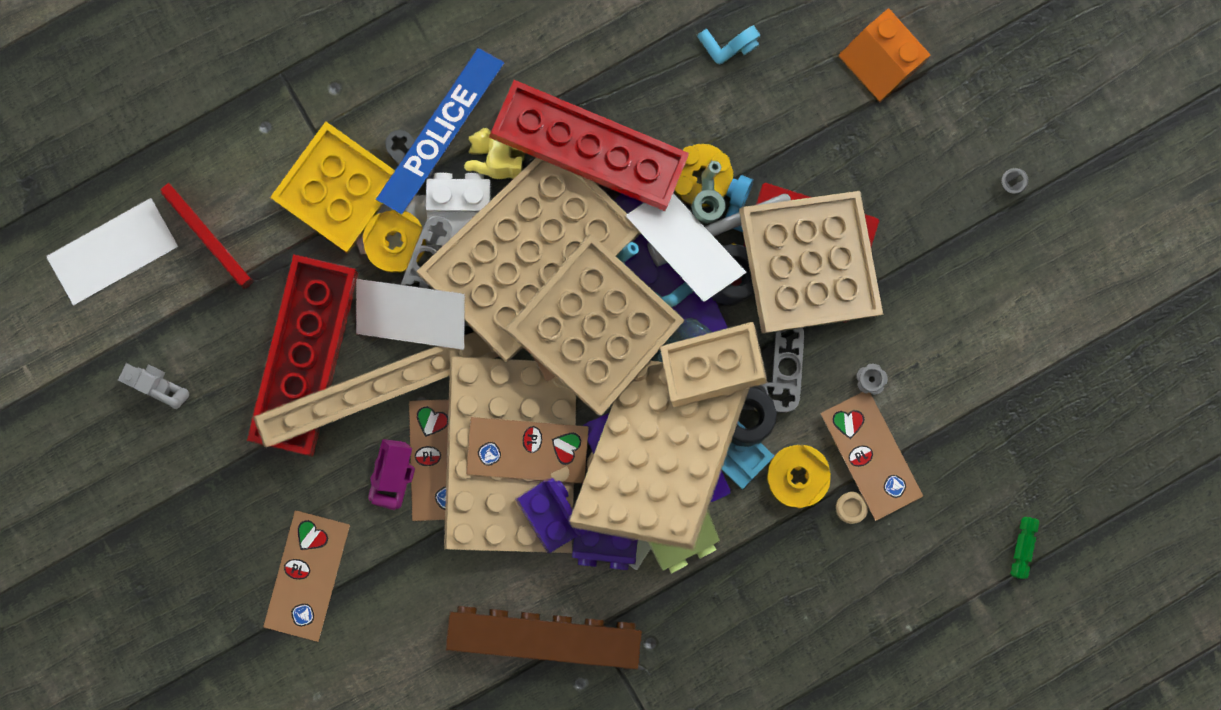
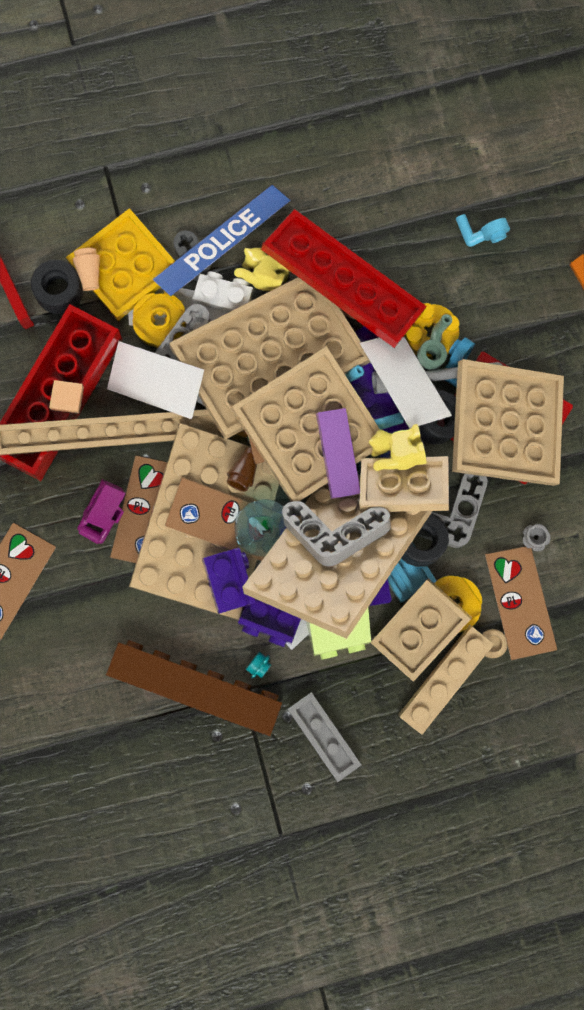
camera: 15 degrees right, 5 degrees down
(260, 215) = (45, 275): none -> black tyre
(300, 206) = (87, 267): none -> light nougat cone
(321, 361) = (66, 397): none -> light nougat tile
(535, 392) = (243, 472): none -> reddish brown cone
(558, 436) = (246, 524): none -> clear light blue plate
(605, 596) = (259, 665): none -> teal plate
(633, 348) = (338, 453): none -> medium lavender tile
(648, 447) = (329, 539): none -> light grey beam
(695, 654) = (324, 737): none -> light grey plate
(701, 327) = (404, 446): none -> light yellow animal
(770, 514) = (421, 629): none -> tan plate
(810, 560) = (445, 679): none -> tan plate

